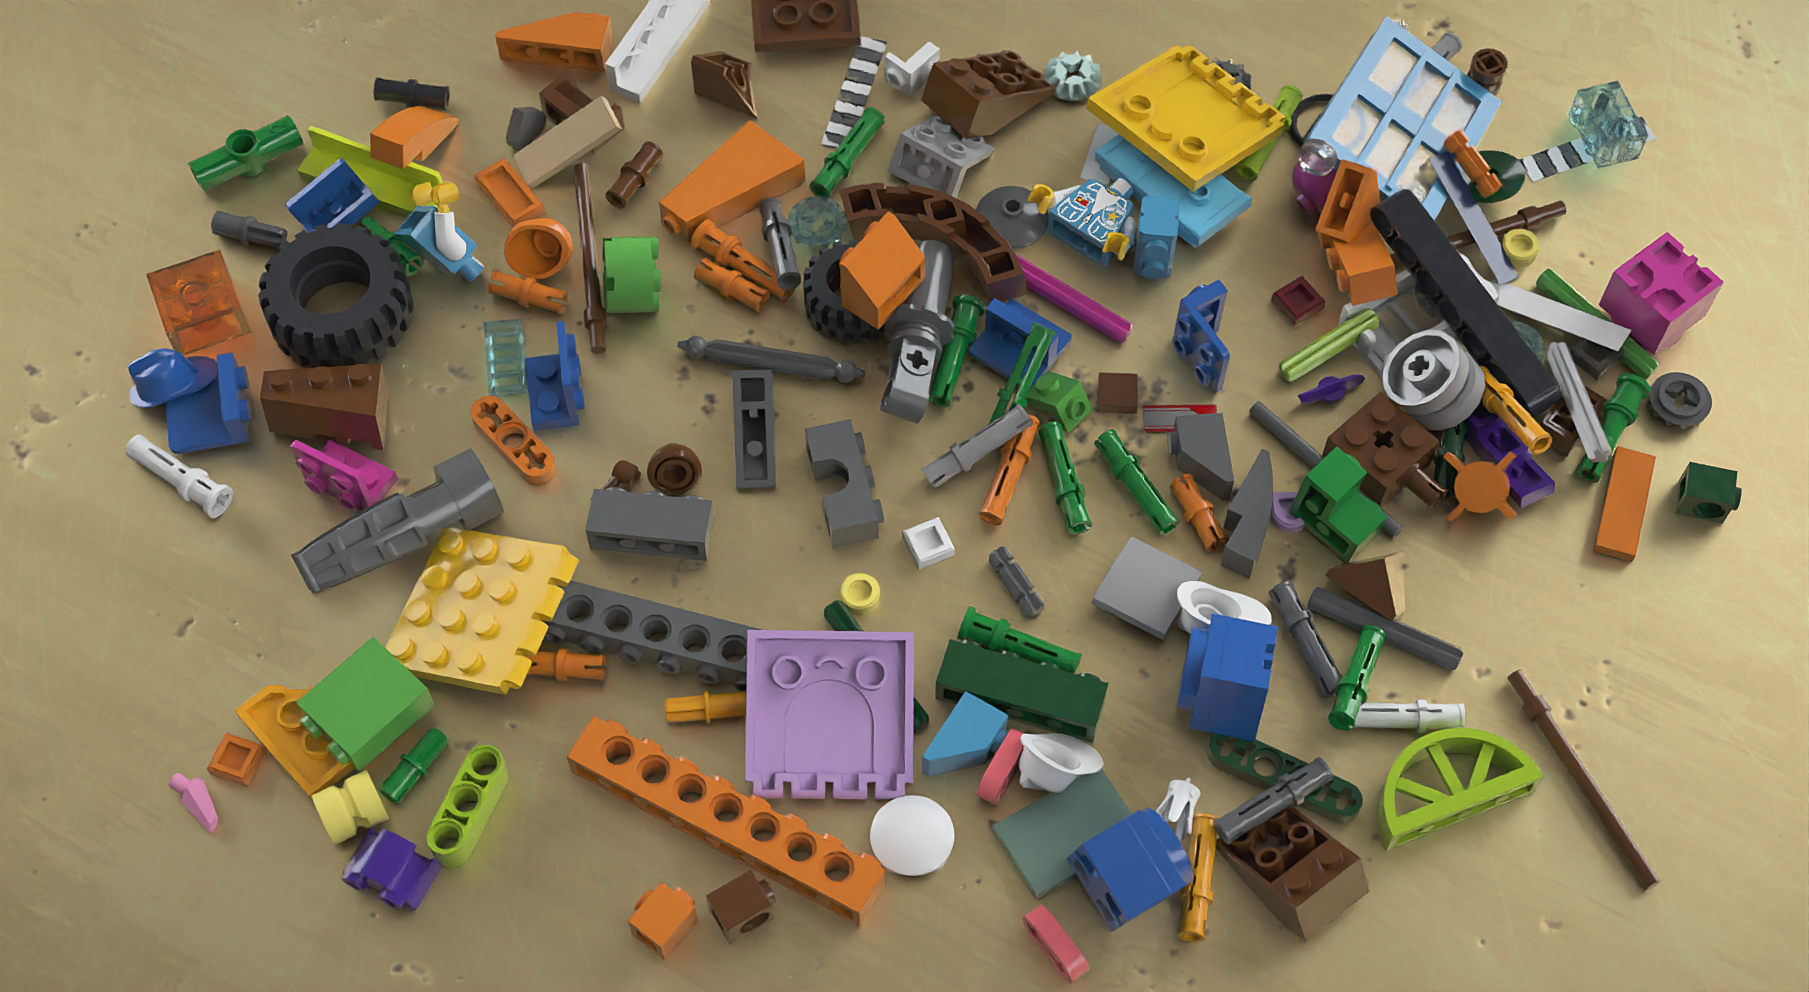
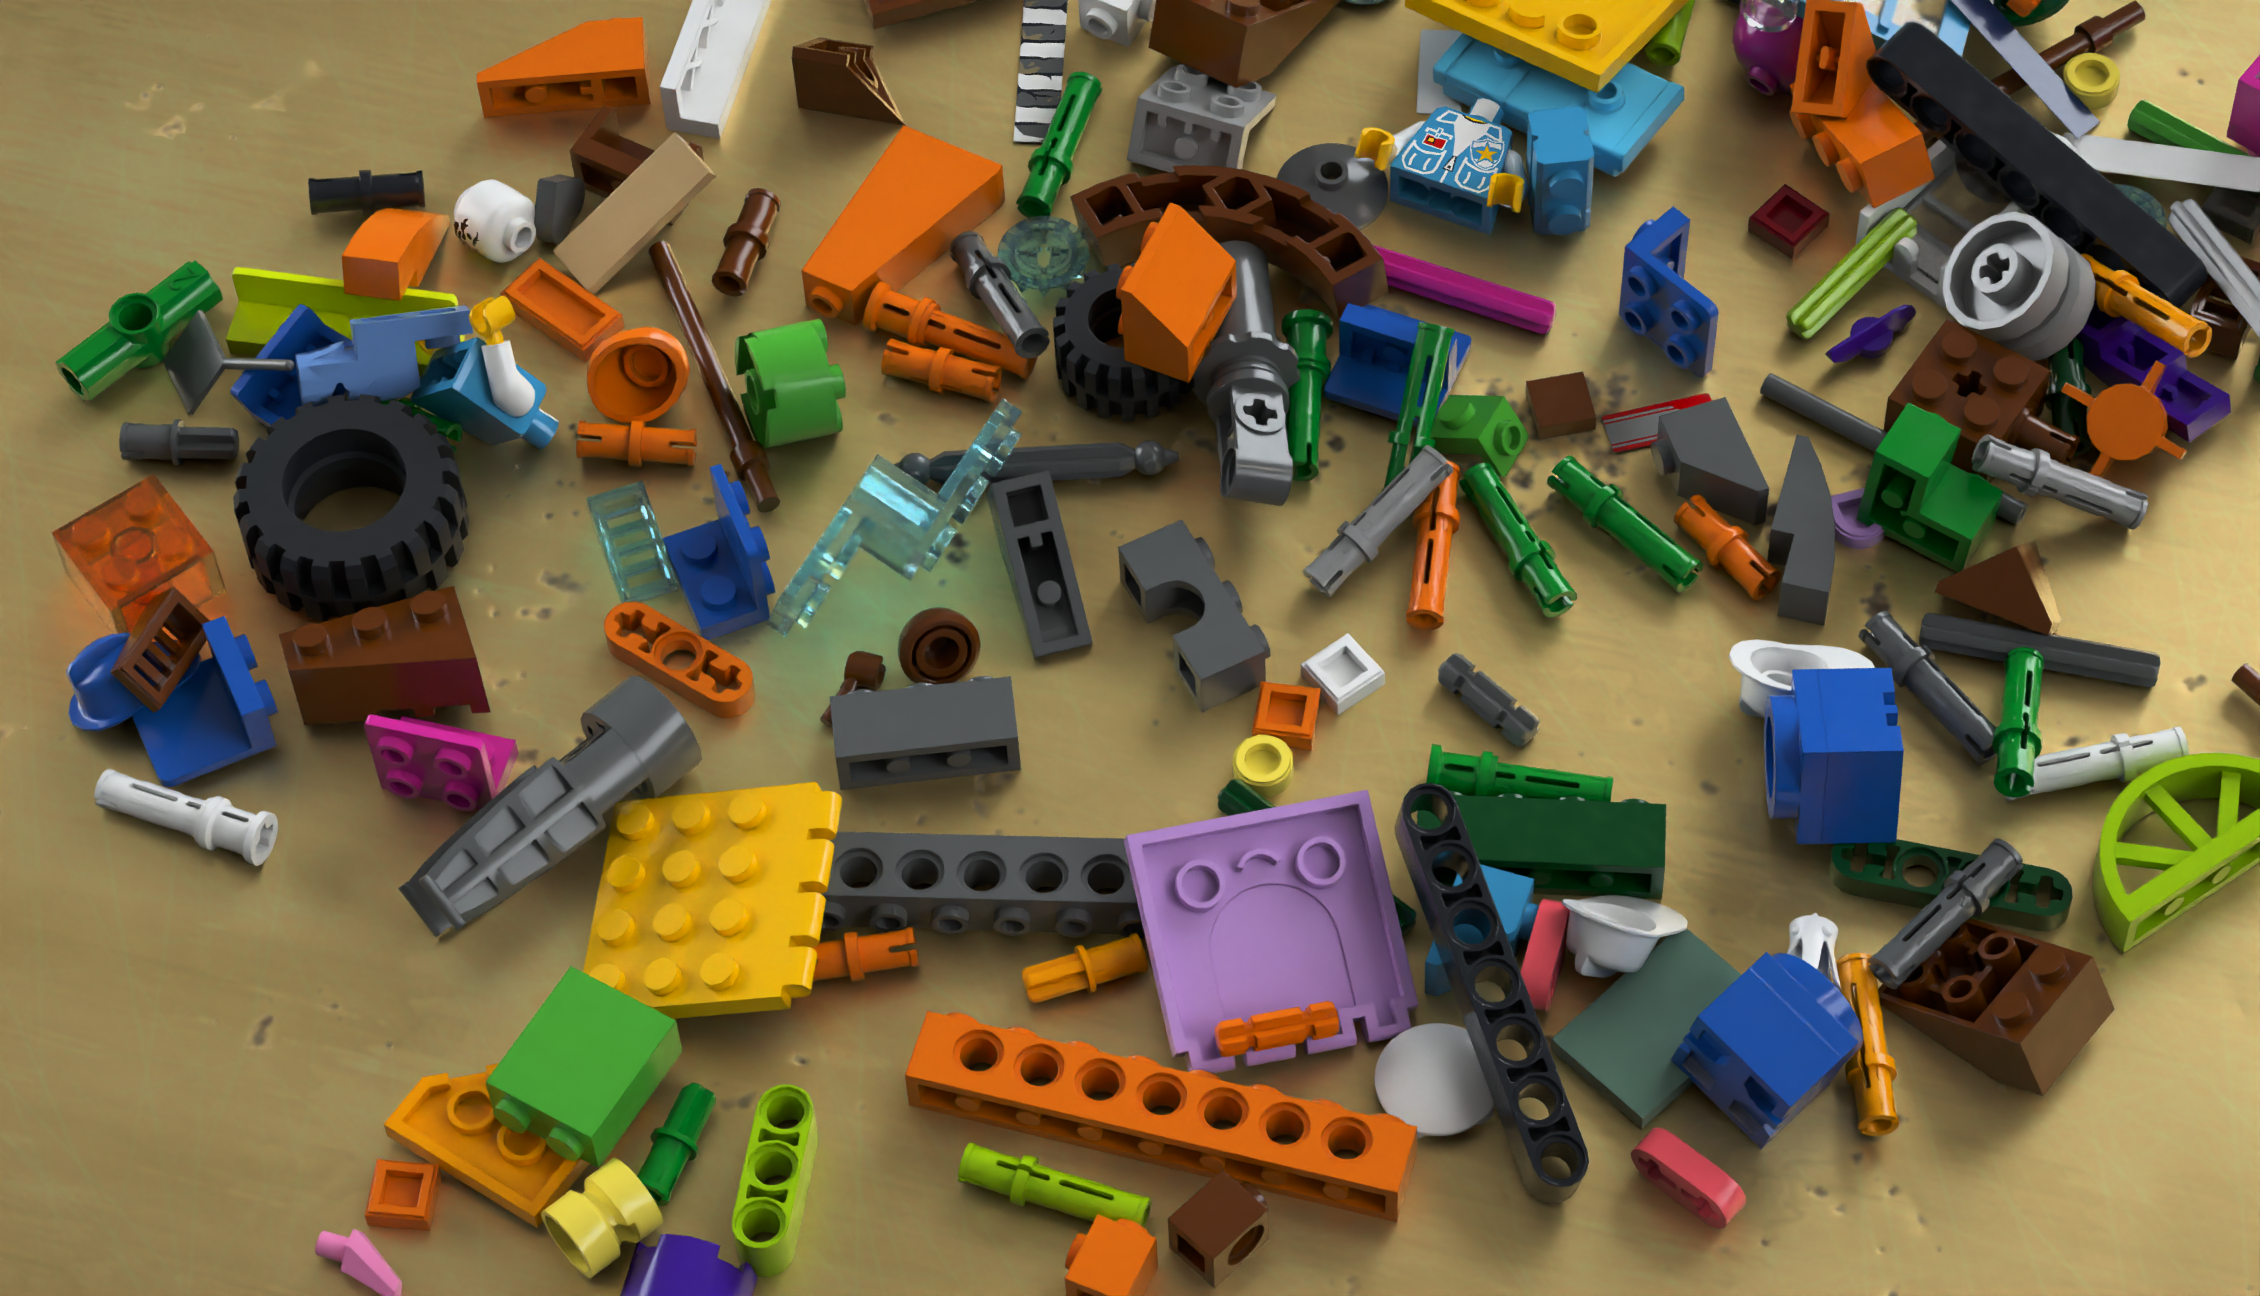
camera: 10 degrees left, 5 degrees down
(208, 345) = (183, 622): none -> reddish brown slope
(275, 182) = (199, 361): none -> dark grey piece
(378, 203) = (381, 355): none -> medium blue plate
(483, 128) = (495, 221): none -> white head
(630, 845) = (1034, 1183): none -> lime pin
(667, 380) = (896, 520): none -> clear light blue bracket
(813, 780) = (1276, 1029): none -> orange axle
(885, 562) = (1287, 713): none -> orange tile
(962, 768) = (1485, 1020): none -> black beam
(1144, 587) = (1679, 666): light grey slope -> none
(1414, 510) = (2038, 473): none -> light grey pin

